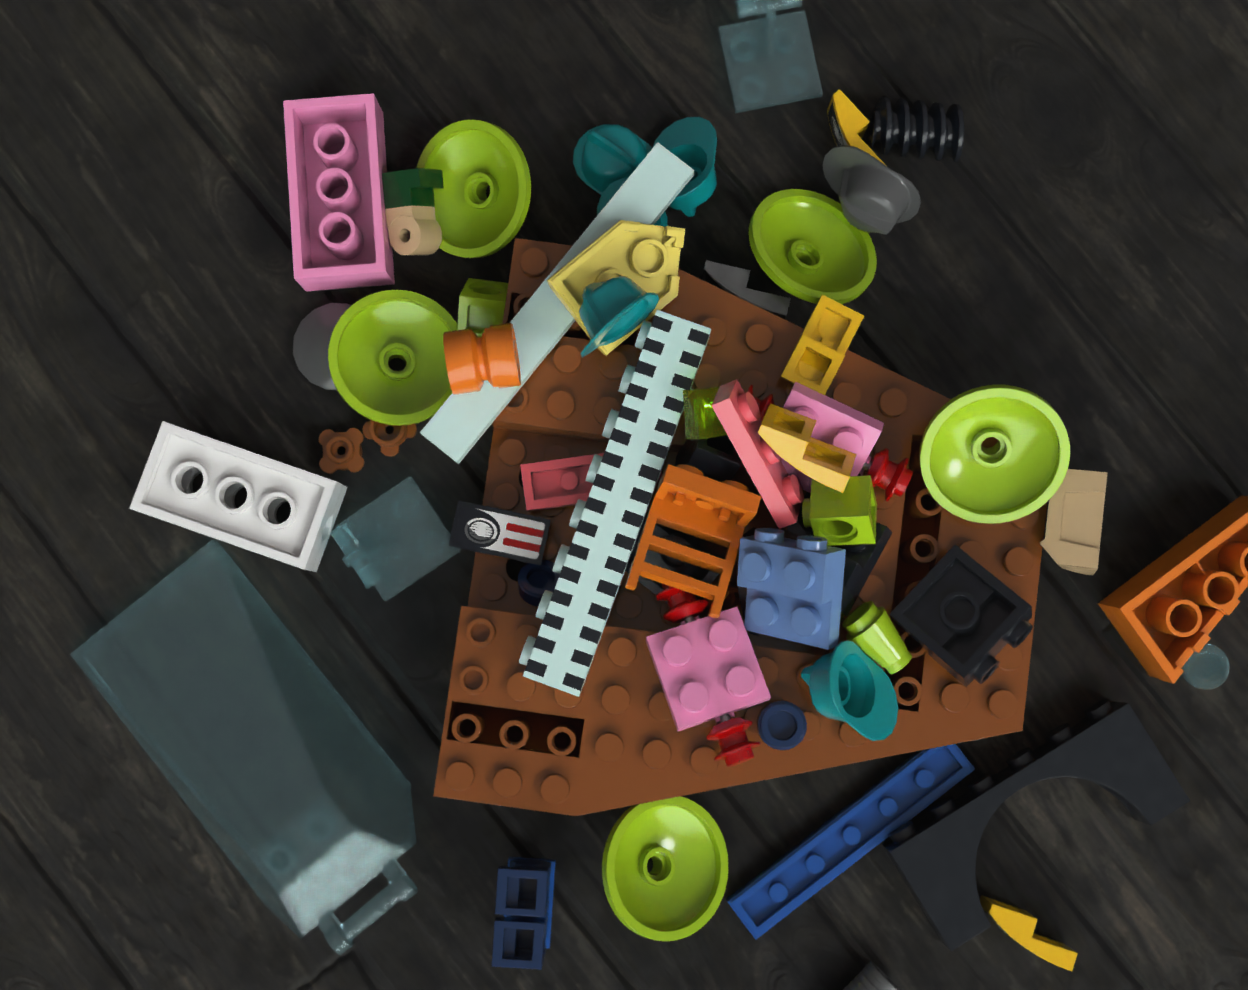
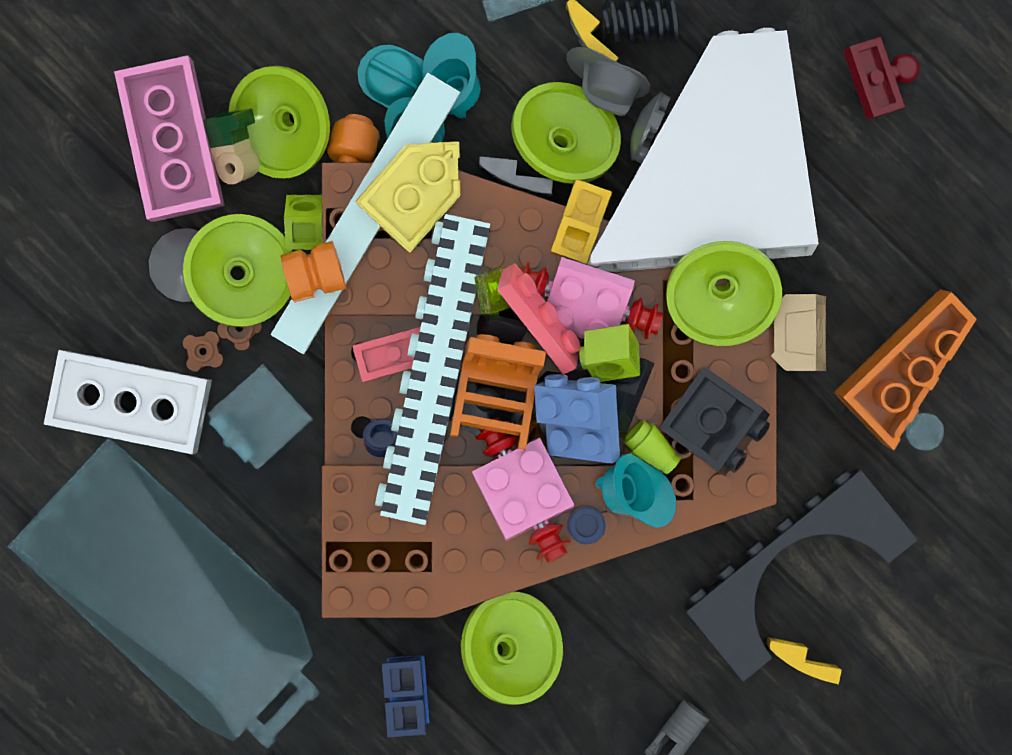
camera: 10 degrees left, 5 degrees up
(499, 532) = (342, 402): slope -> none
(557, 220) = (353, 140): none -> orange head
(613, 310) = (409, 219): teal piece -> none
(791, 439) = (563, 305): yellow slope -> none
(848, 836) = (655, 605): blue tile -> none
(917, 239) = (647, 126): none -> dark grey dish
(1000, 302) = (721, 164): none -> white slope
(1191, 236) = (877, 78): none -> dark red plate

